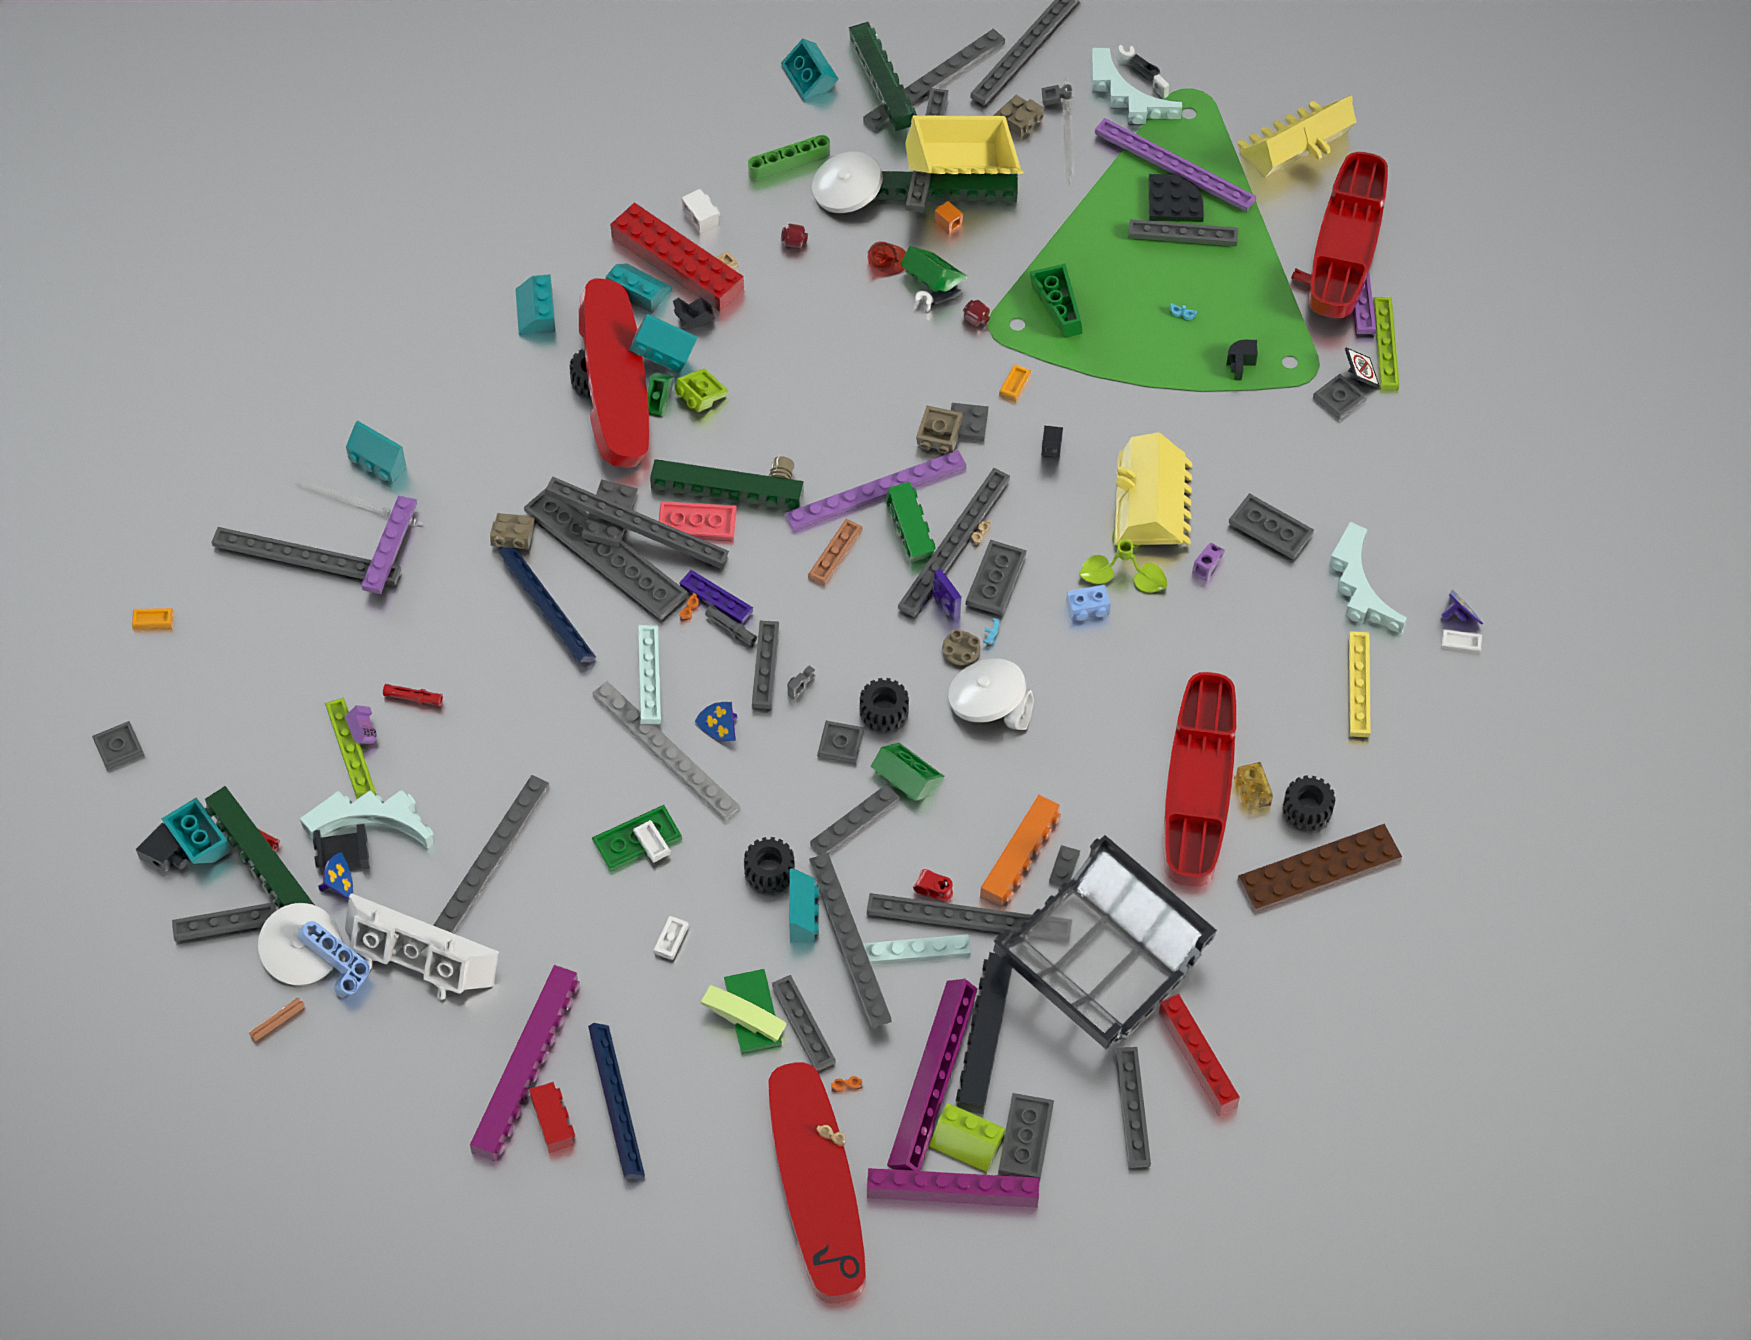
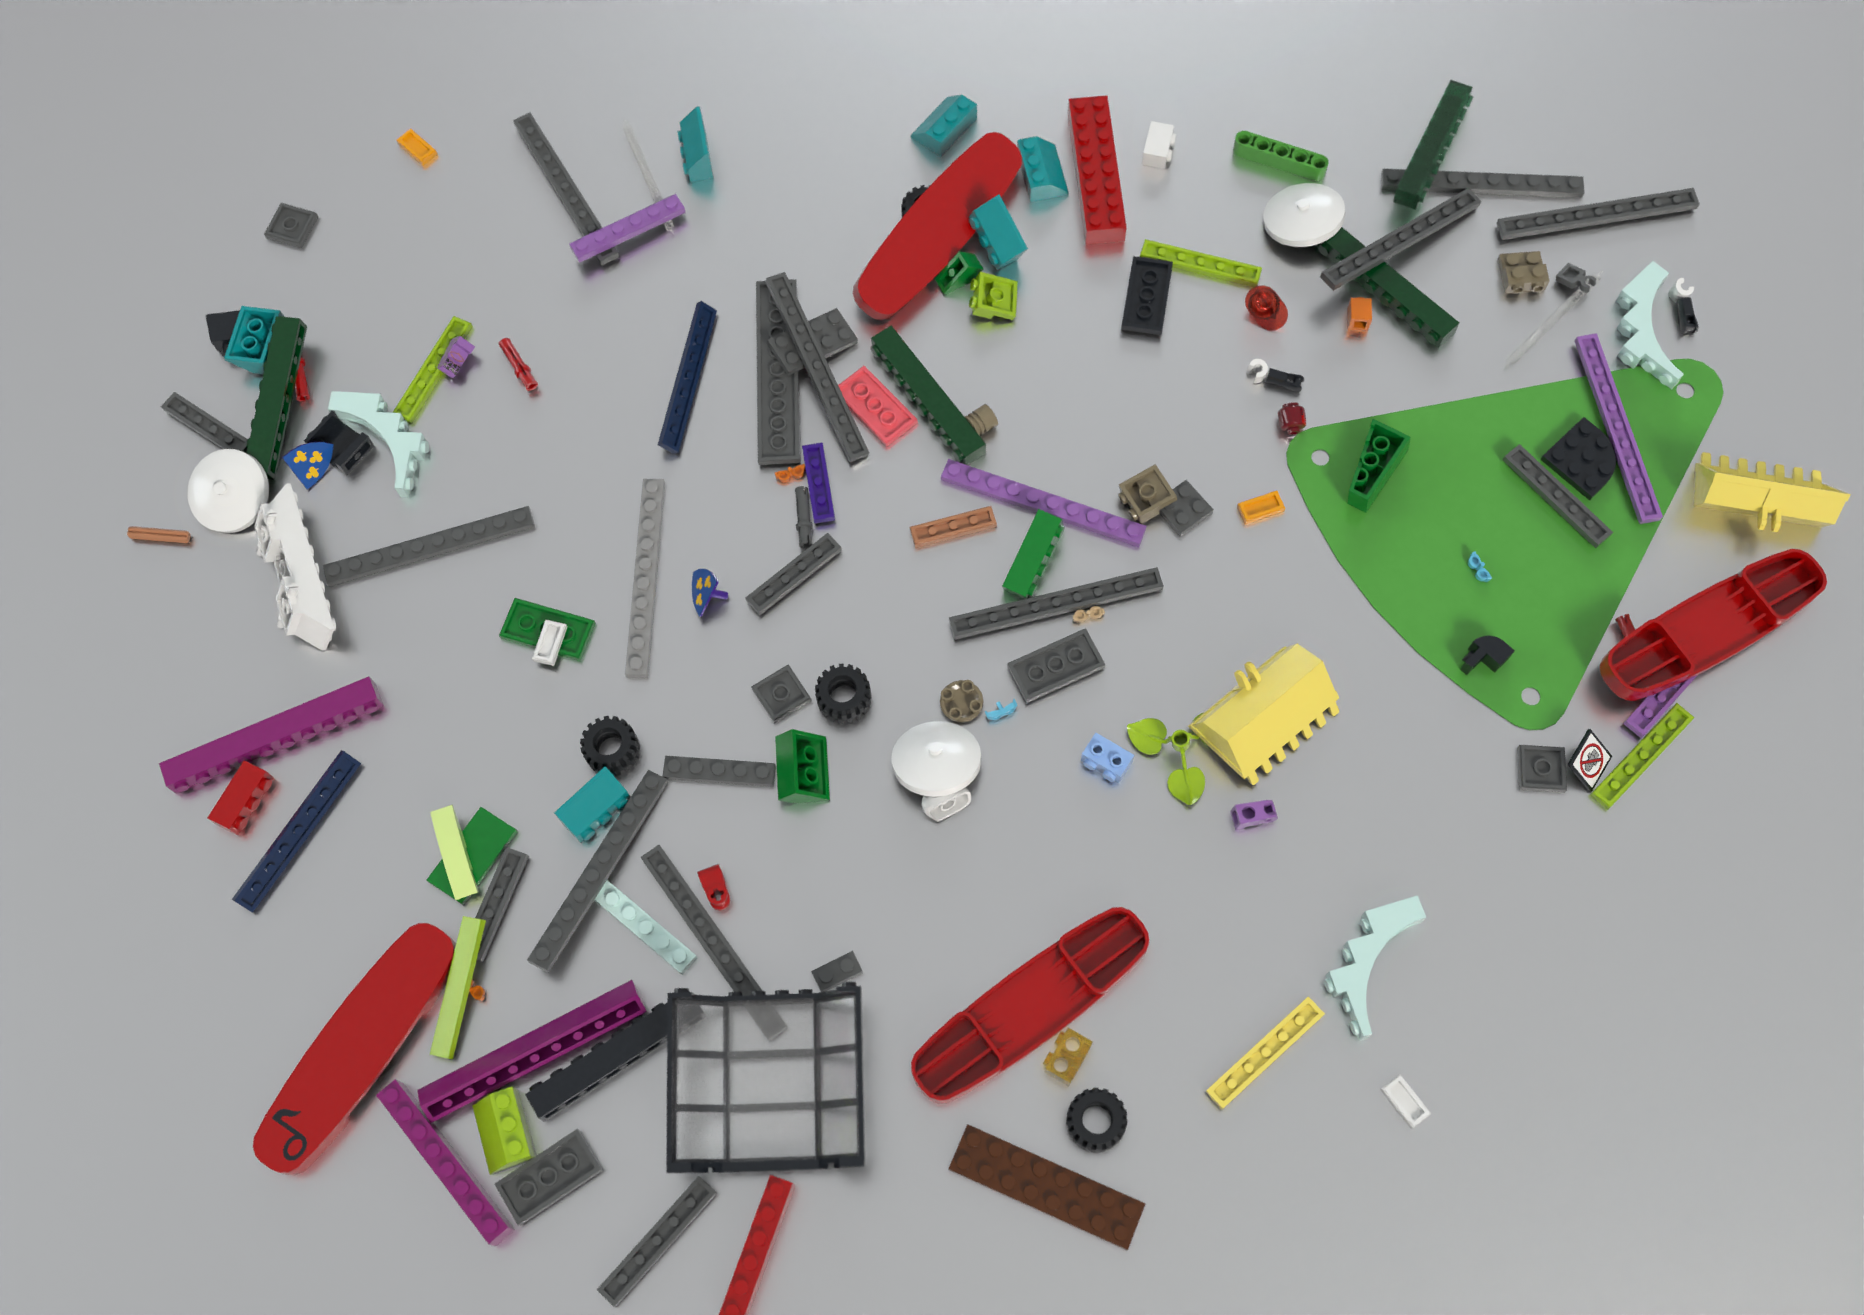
camera: 50 degrees right, 10 degrees up
(331, 956) = (230, 520): light blue beam -> none
(512, 531) = (727, 293): dark tan plate -> none
(649, 674) = (695, 502): light aqua plate -> none
(671, 937) = (479, 736): white plate -> none
(694, 314) = (1057, 229): black brick -> none
(728, 259) = (1133, 205): tan tile -> none
(794, 236) = (1210, 227): dark red head -> none
(798, 683) = (799, 613): dark grey plate -> none
(800, 310) = (1147, 295): none -> black plate
(809, 69) = (1380, 93): teal slope -> none
(810, 265) = (1203, 263): none -> lime tile
(826, 1132) = (400, 1016): tan piece -> none
(841, 1086) = (457, 987): none -> lime tile
(931, 269) = (1293, 348): green slope -> none
(947, 594) = (991, 648): dark purple plate -> none
(961, 145) = (1426, 258): light yellow piece -> none
(1020, 850) = (813, 924): orange brick -> none
(1052, 441) = (1233, 586): black brick -> none
(1160, 86) = (1682, 345): white tile -> none
(1271, 526) = (1344, 833): dark grey plate -> none
(1455, 609) = (1438, 1070): dark purple shield -> none

